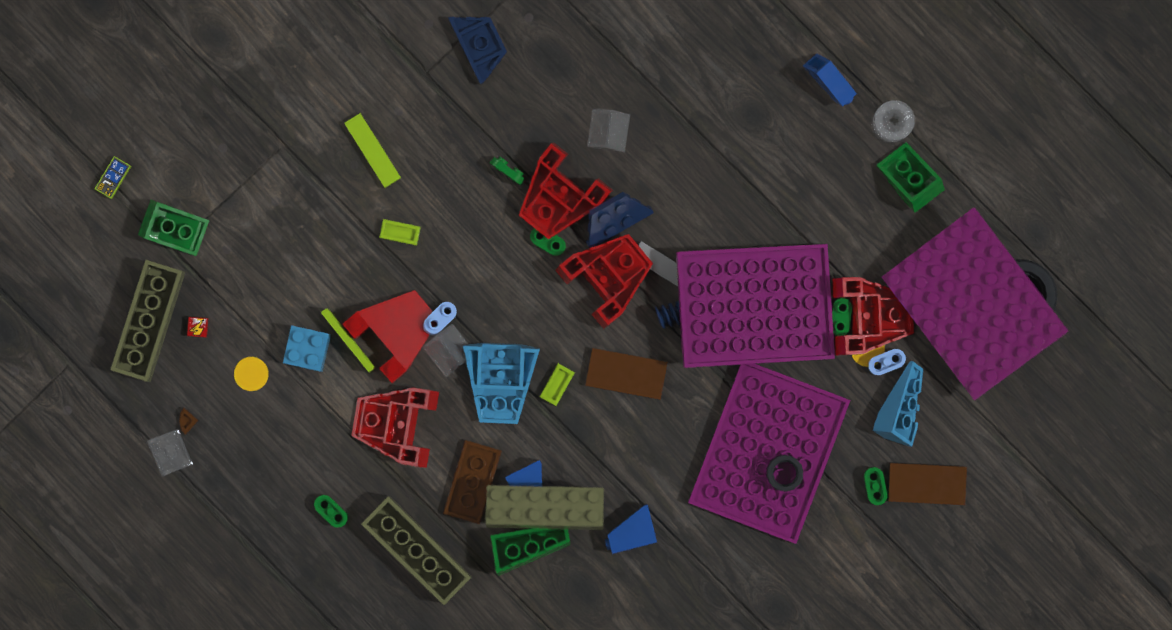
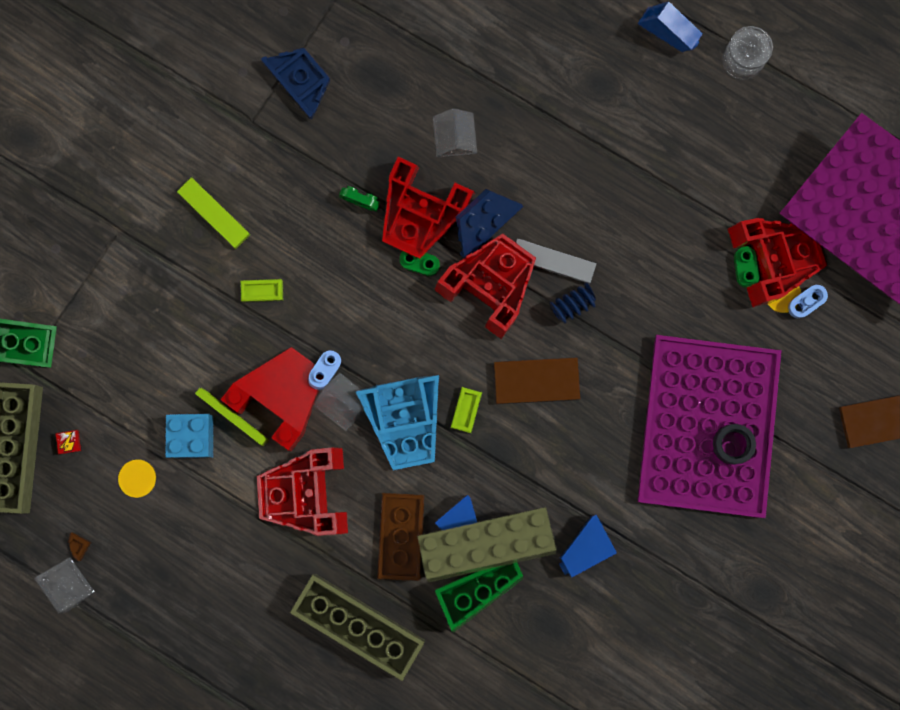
camera: 10 degrees left, 5 degrees down
(330, 512) = (255, 607): green plate -> none
(755, 305) = (655, 275): magenta plate -> none
(876, 485) = (833, 434): green plate -> none
(898, 413) = (834, 354): dark azure wedge -> none
(911, 177) = (781, 106): green slope -> none

